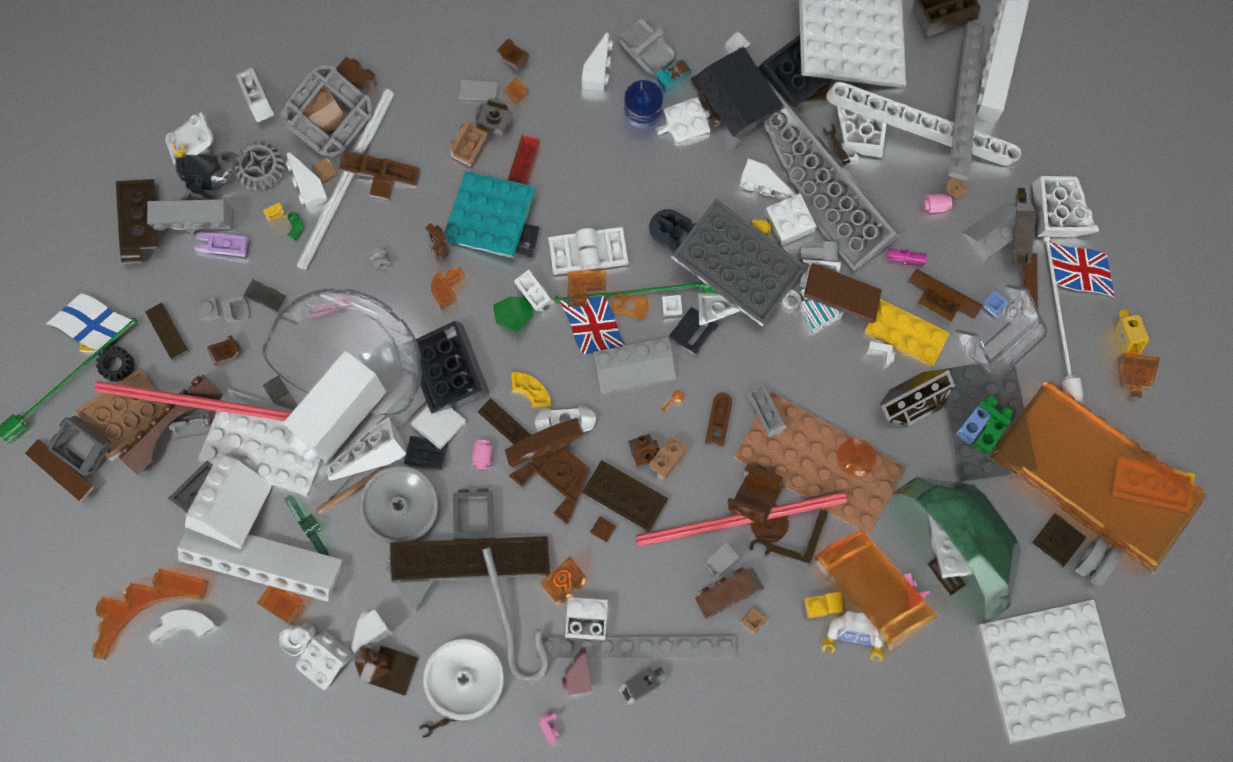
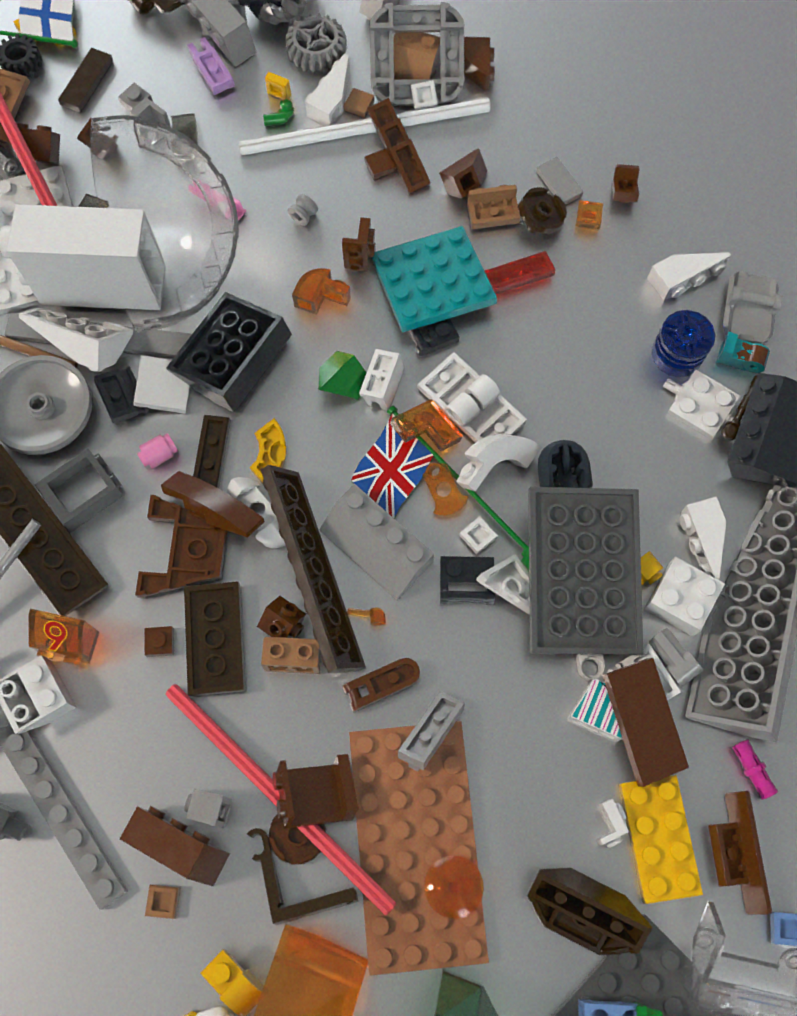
camera: 55 degrees right, 5 degrees down
(355, 126) = (424, 95): none -> white tile
(433, 144) = (464, 174): none -> reddish brown slope
(622, 410) = (312, 570): none -> dark brown plate
(630, 262) = (492, 450): none -> white arch

